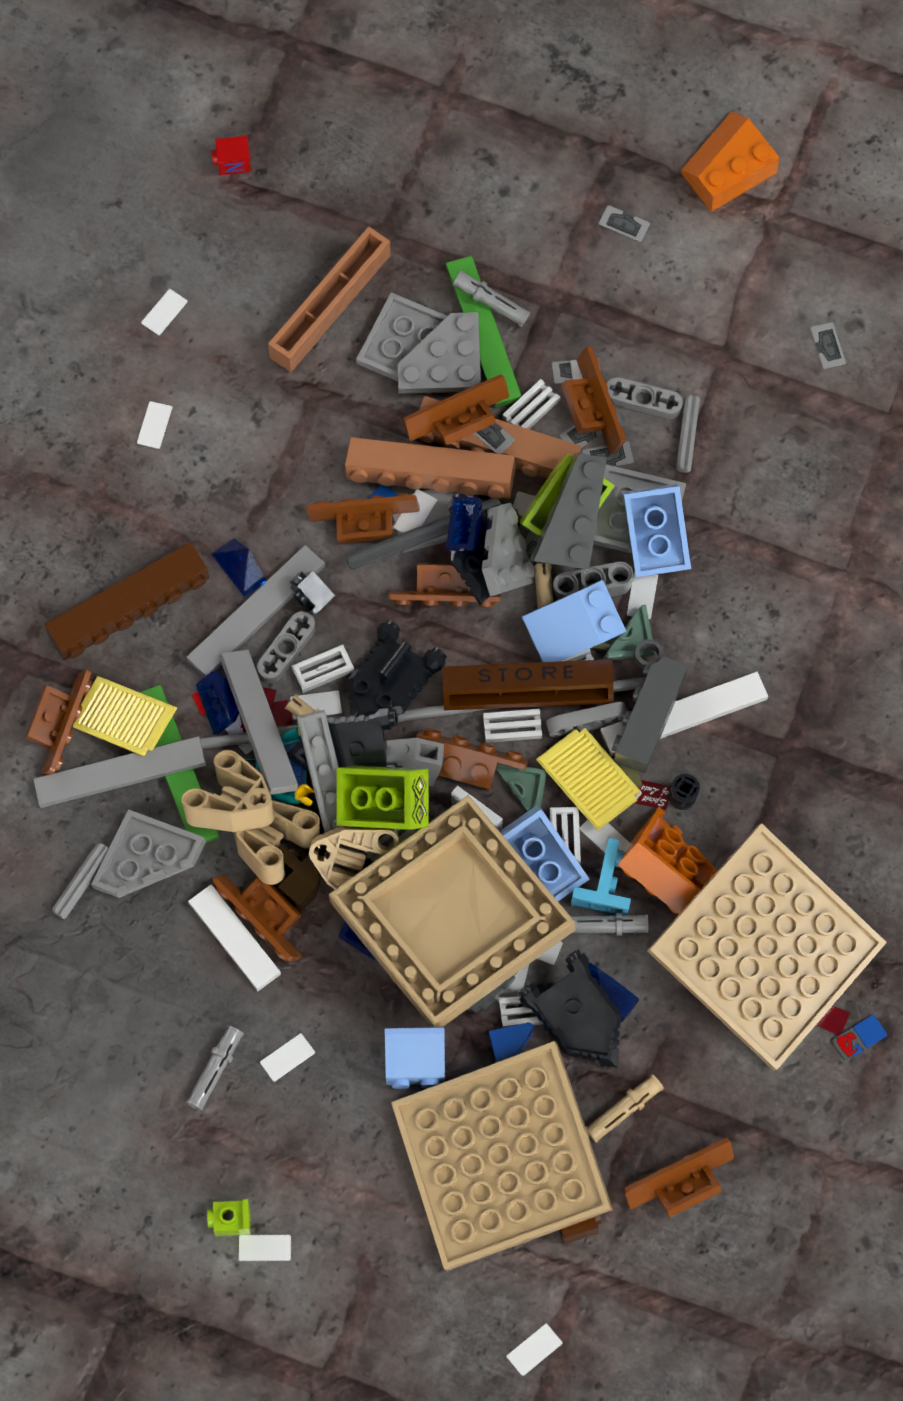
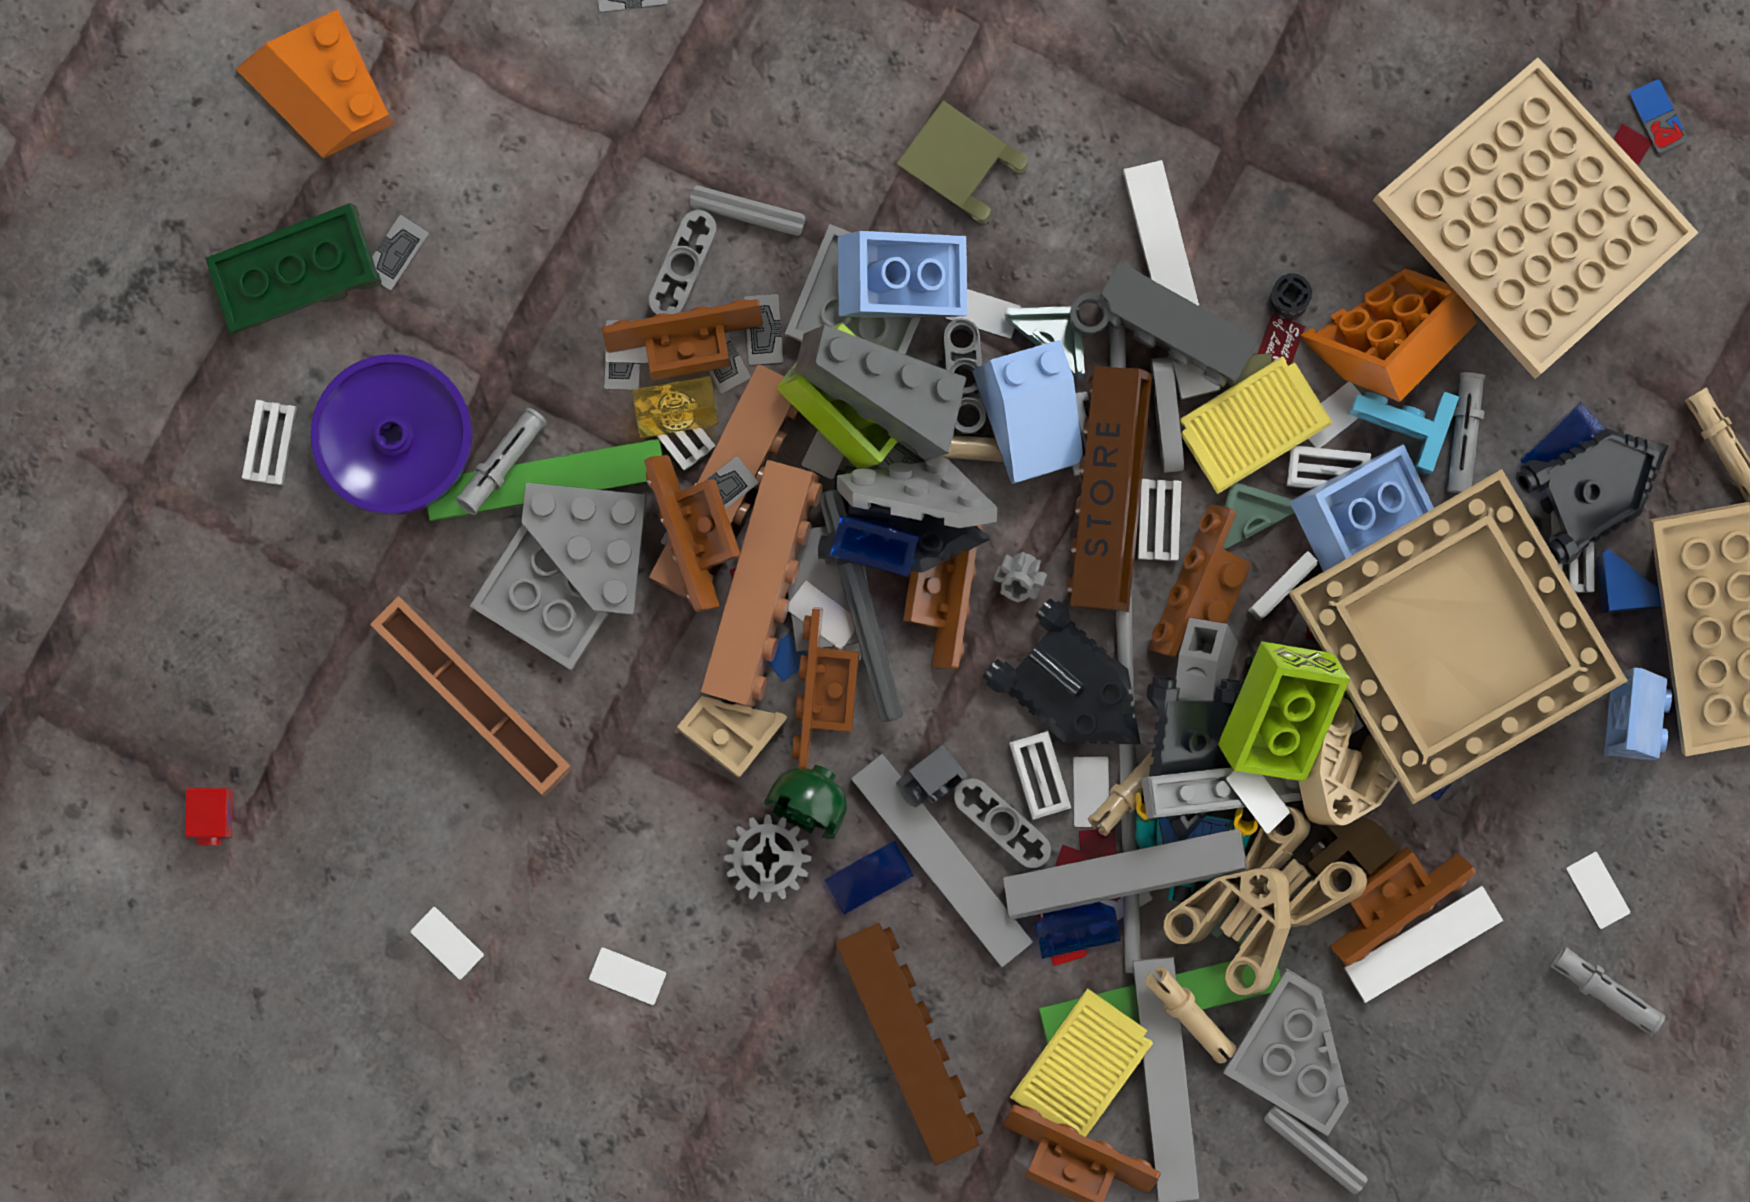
camera: 85 degrees left, 15 degrees up
(171, 769) = (1181, 1004): none -> tan pin
(231, 498) = (786, 858): none -> light grey gear
(287, 516) = (809, 800): none -> dark green cylinder
(320, 798) = (1259, 798): none -> white sticker
(326, 465) = (730, 731): none -> tan wing
(458, 635) = (1020, 577): none -> light grey gear
(484, 158) = (253, 443): none -> white tile
(499, 229) = (391, 434): none -> dark purple dish
(544, 401) = (675, 407): none -> clear yellow slope
(601, 158) = (293, 268): none -> dark green hinge
(747, 562) = (955, 157): none -> olive flag

